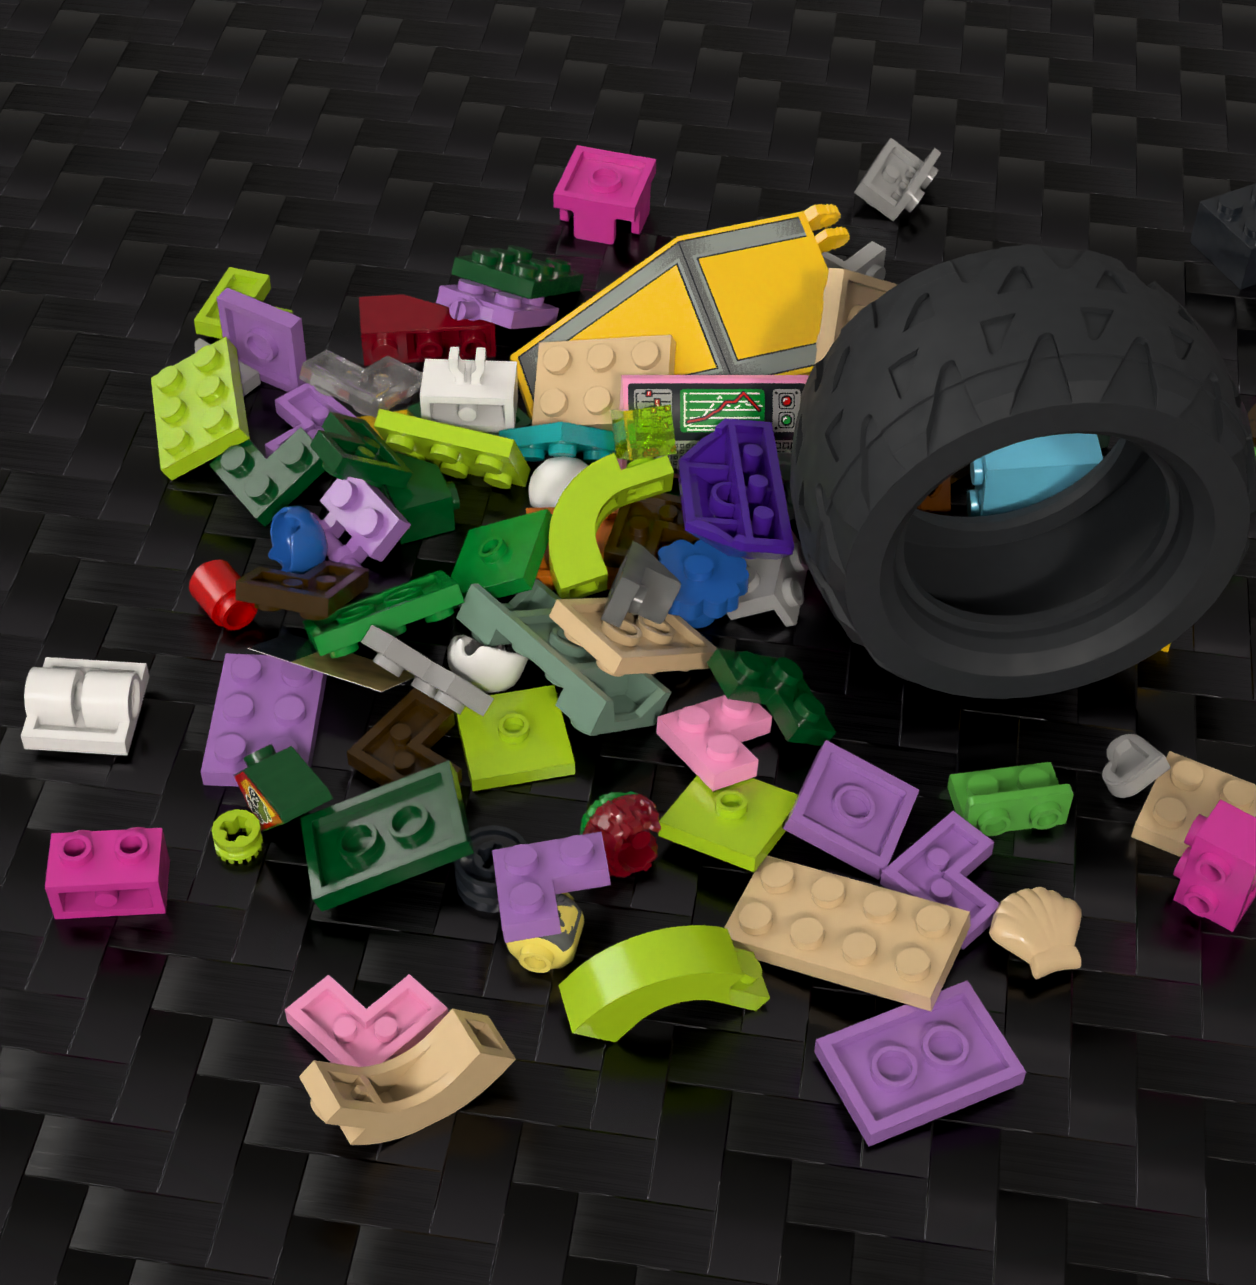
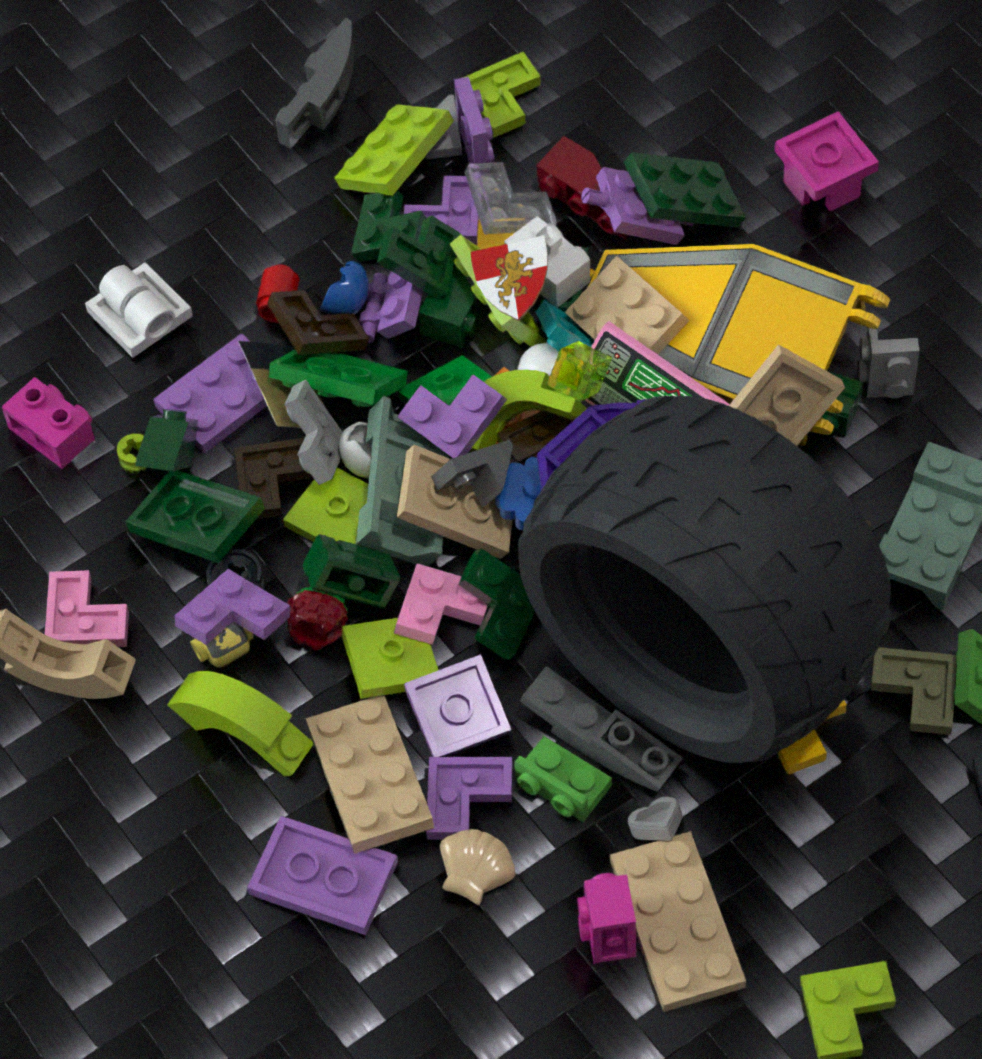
camera: 50 degrees right, 10 degrees up
(55, 403) = (326, 85): none -> dark grey slope
(472, 406) = (512, 274): none -> shield
(566, 567) = (453, 426): none -> medium lavender plate
(614, 762) = (351, 571): none -> dark green brick
(1005, 734) = (597, 733): none -> dark grey slope

